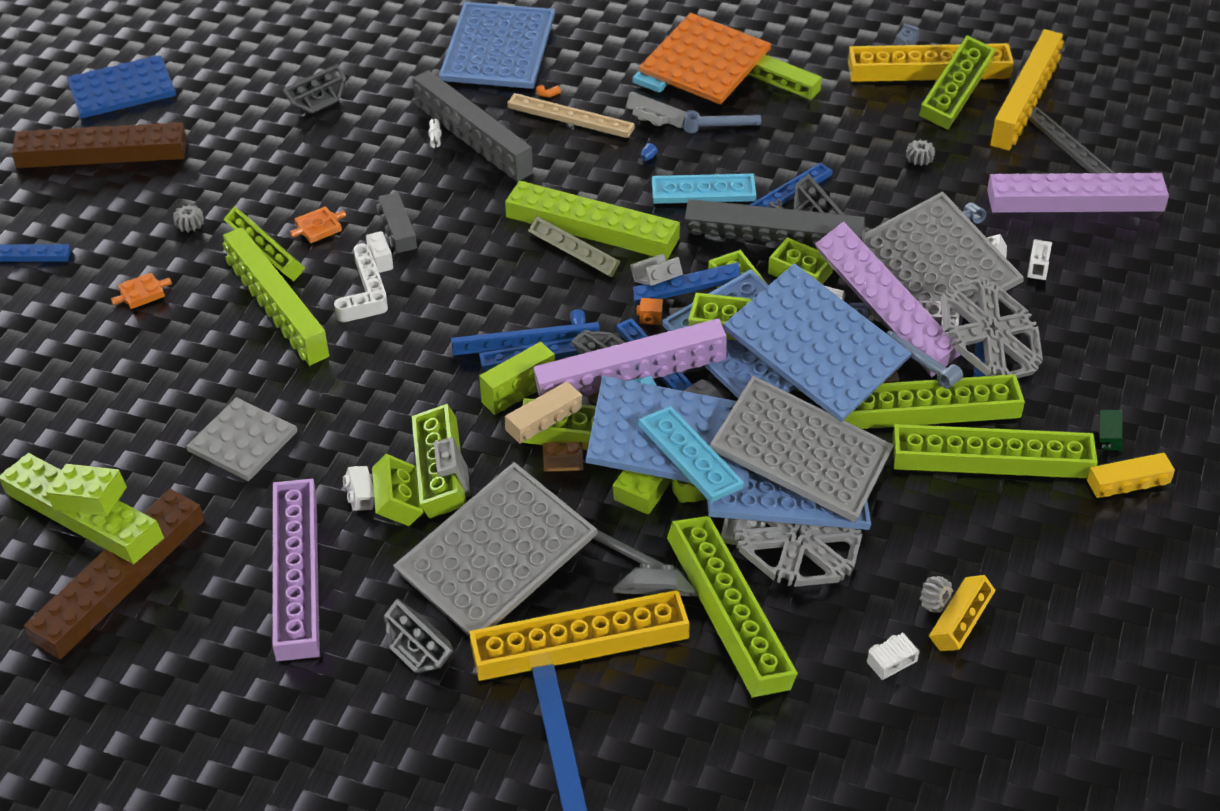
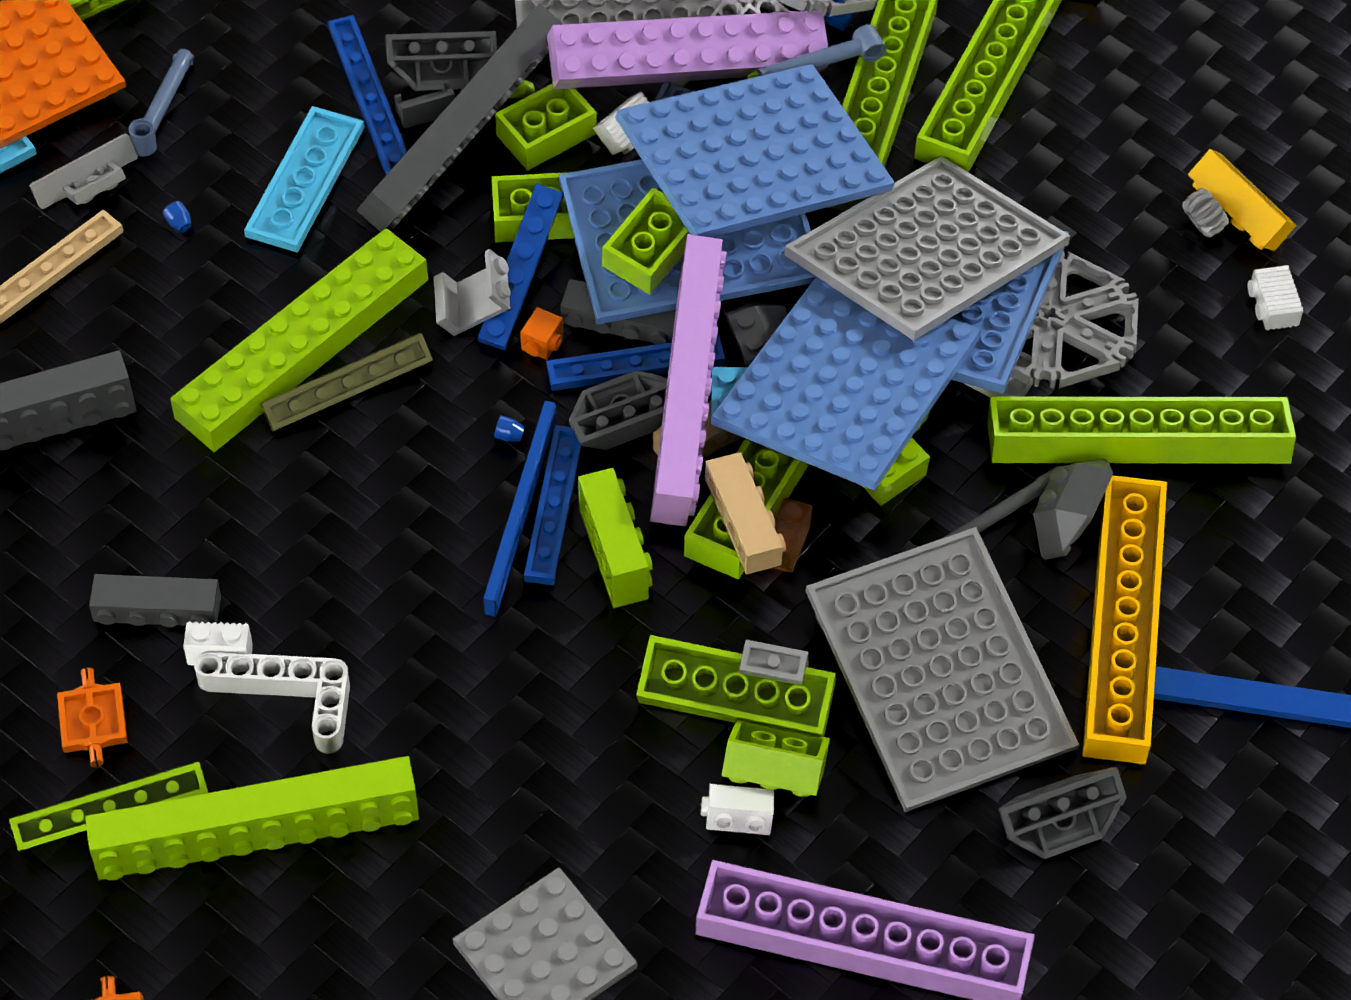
camera: 70 degrees left, 10 degrees up
(691, 454) = (916, 362): medium azure plate -> none

